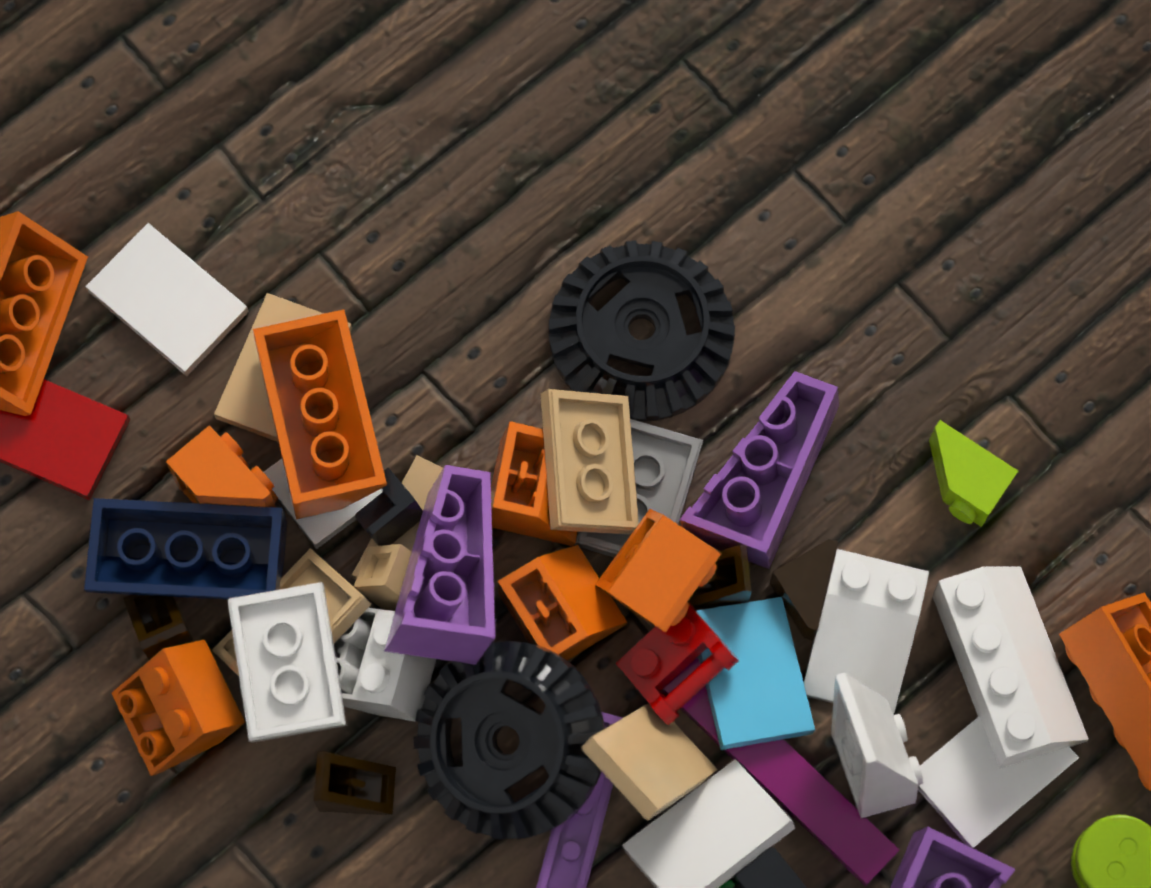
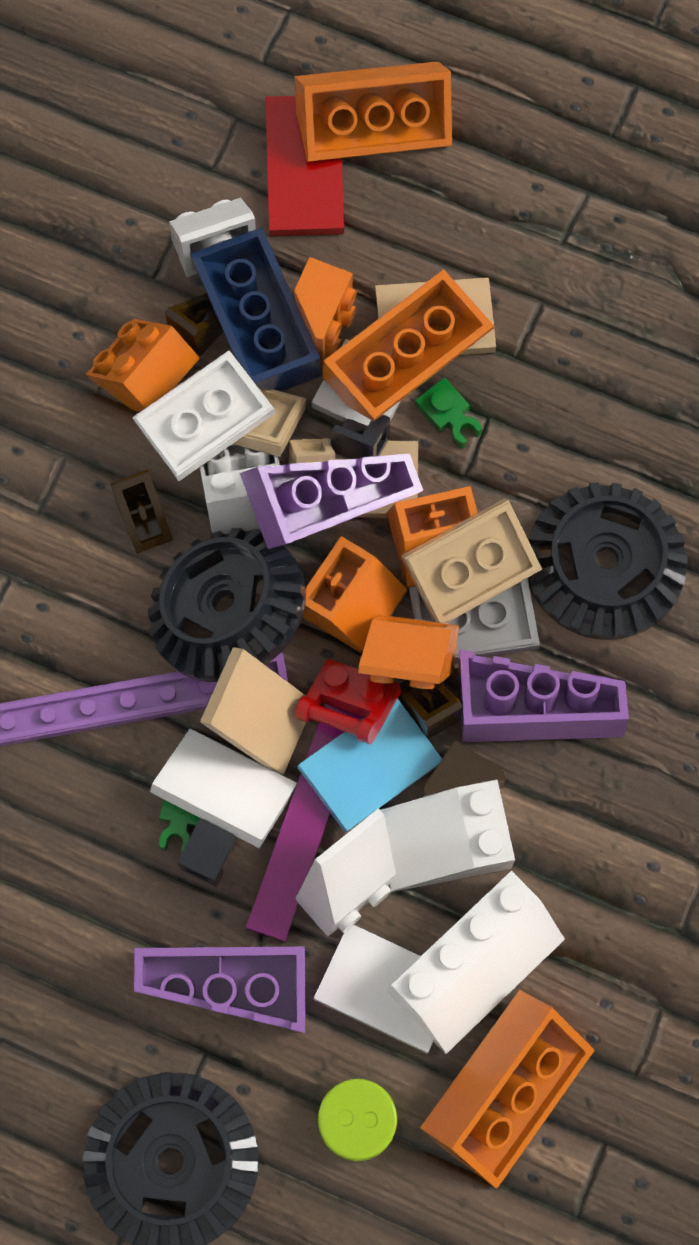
camera: 65 degrees right, 0 degrees up
(59, 557) = (209, 227): none -> white slope
(167, 299) = (447, 213): white tile -> none
(393, 409) = (446, 409): none -> green plate
(968, 475) = (616, 863): lime slope -> none

